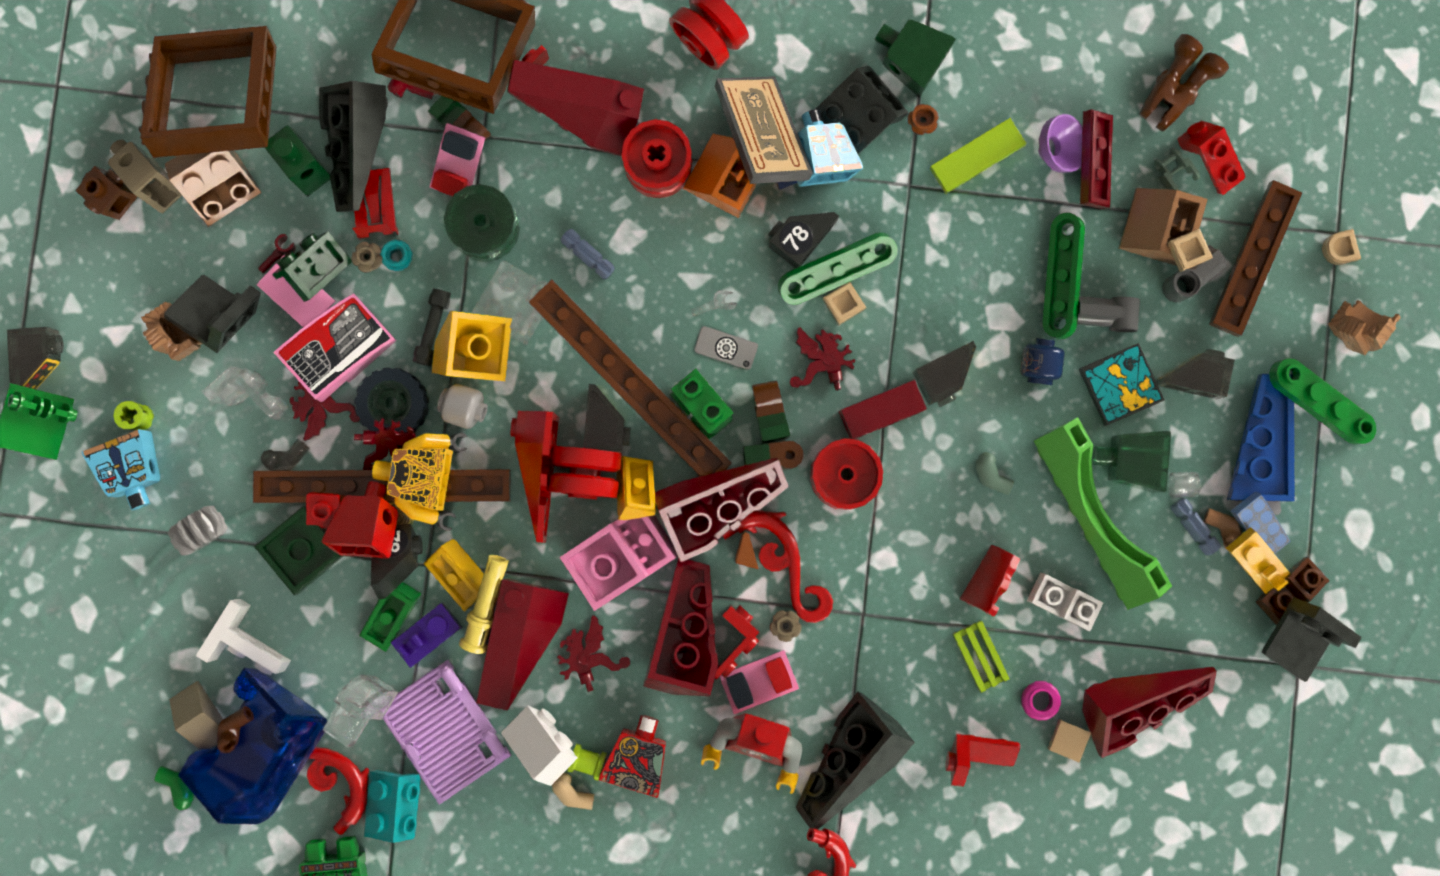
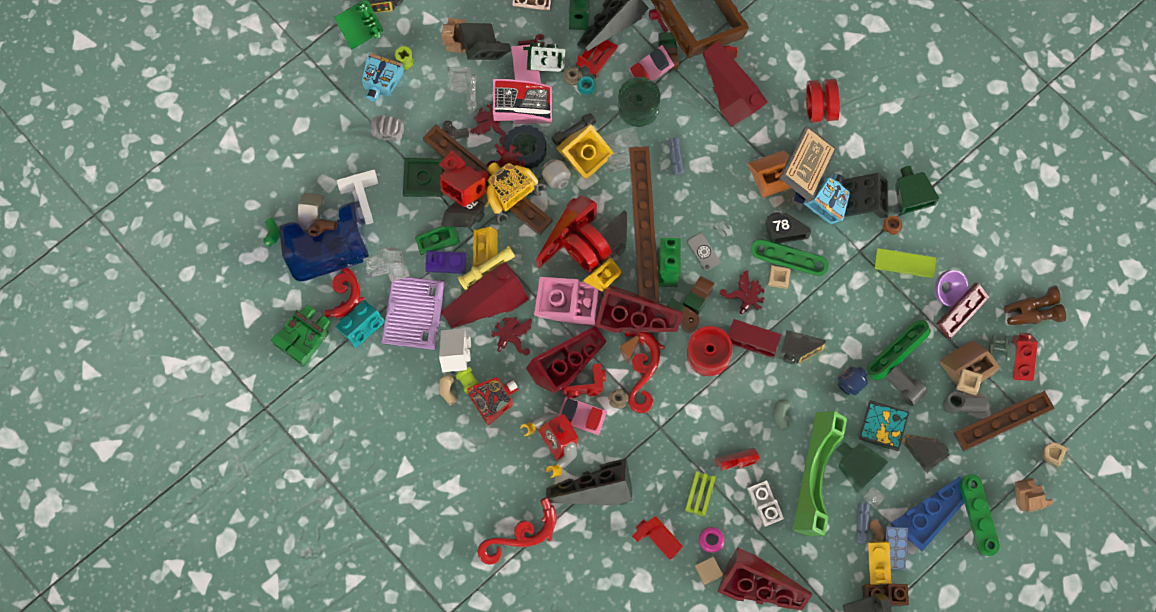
camera: 45 degrees right, 15 degrees down
(654, 140) = (746, 139): red wheel -> none

